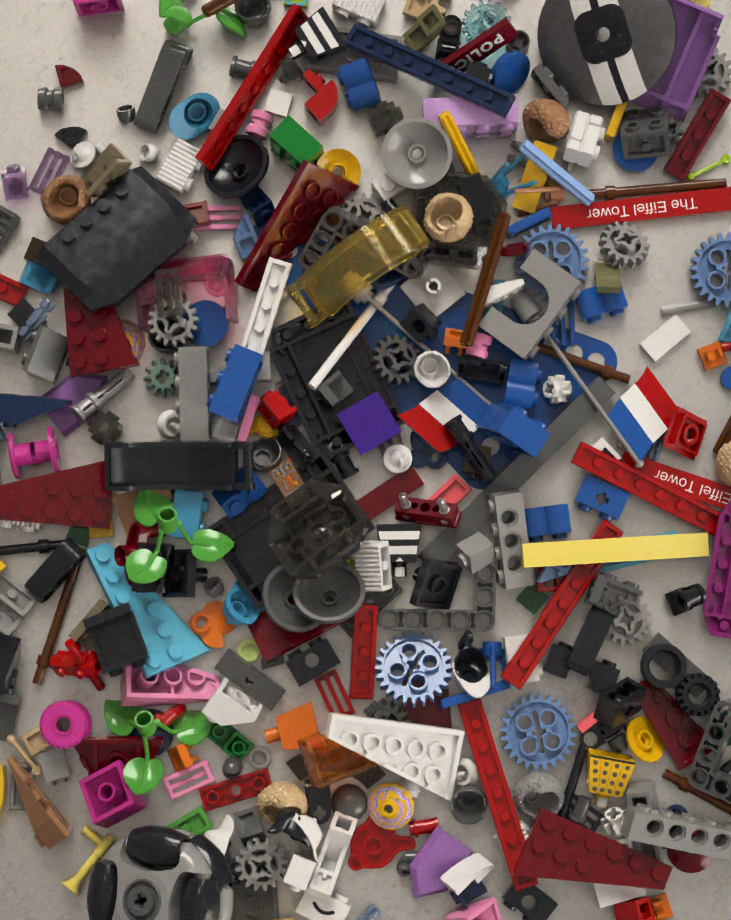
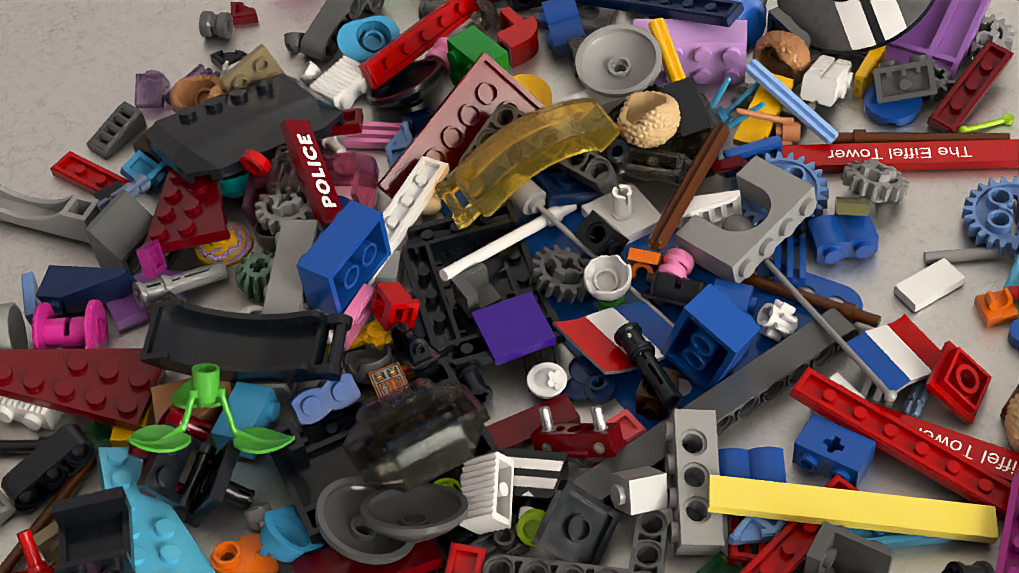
camera: 15 degrees right, 35 degrees down
(81, 387) = (151, 258): none -> magenta tile
(143, 294) = (255, 163): none -> red tile
(191, 298) = (311, 170): none -> dark red tile
(405, 582) = (528, 525): none -> lime tile

